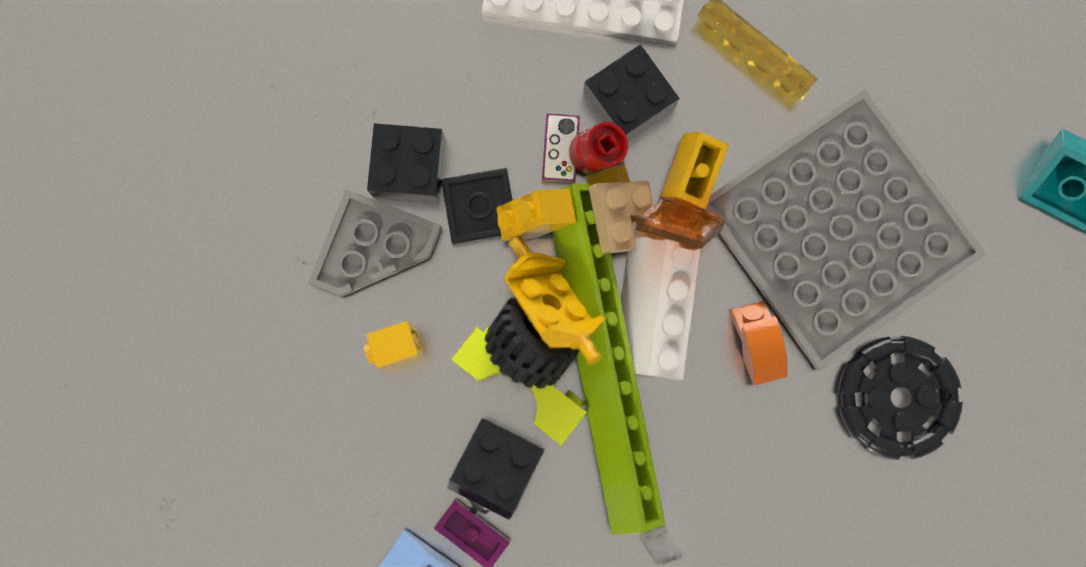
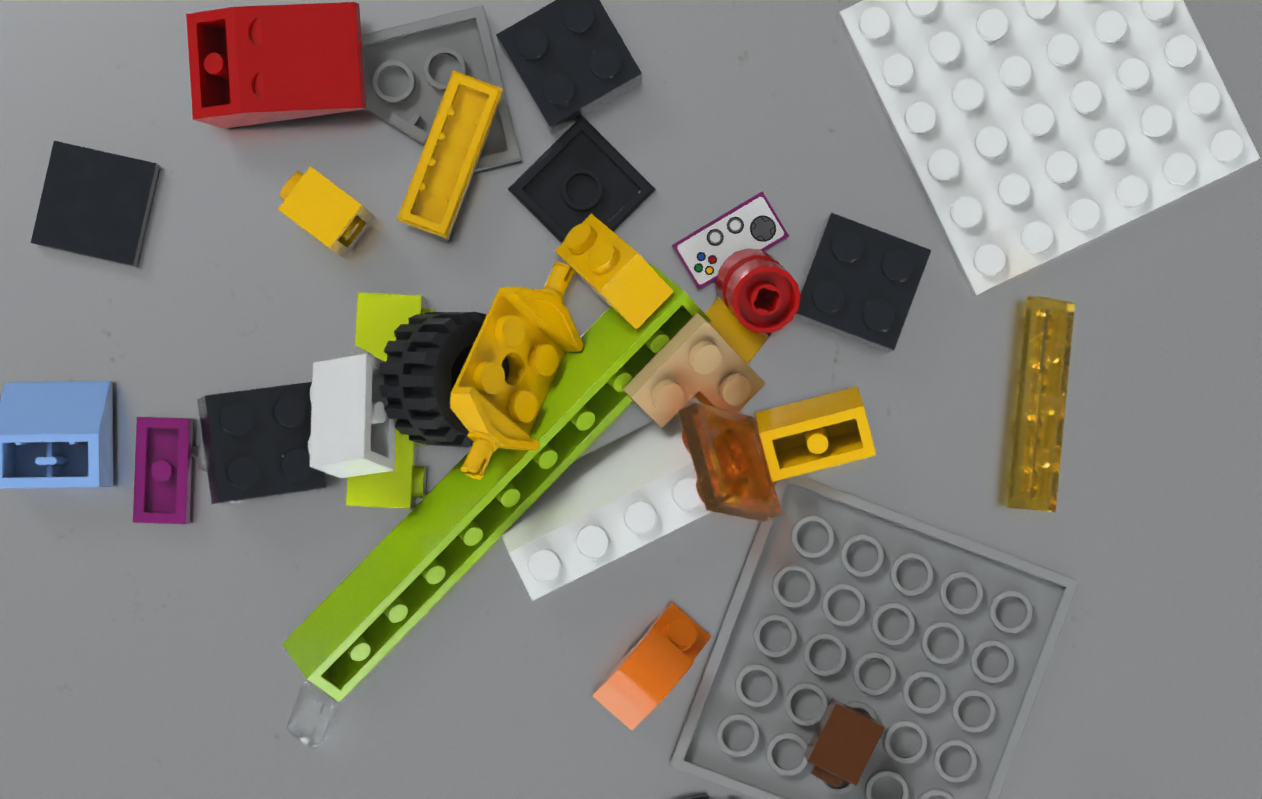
camera: 60 degrees right, 5 degrees up
(297, 318) = (275, 63): none -> red slope
(302, 470) = (95, 203): none -> black tile
(413, 259) = (450, 155): none -> yellow plate
(516, 409) = (349, 418): none -> white brick
(872, 267) = (842, 744): none -> reddish brown brick

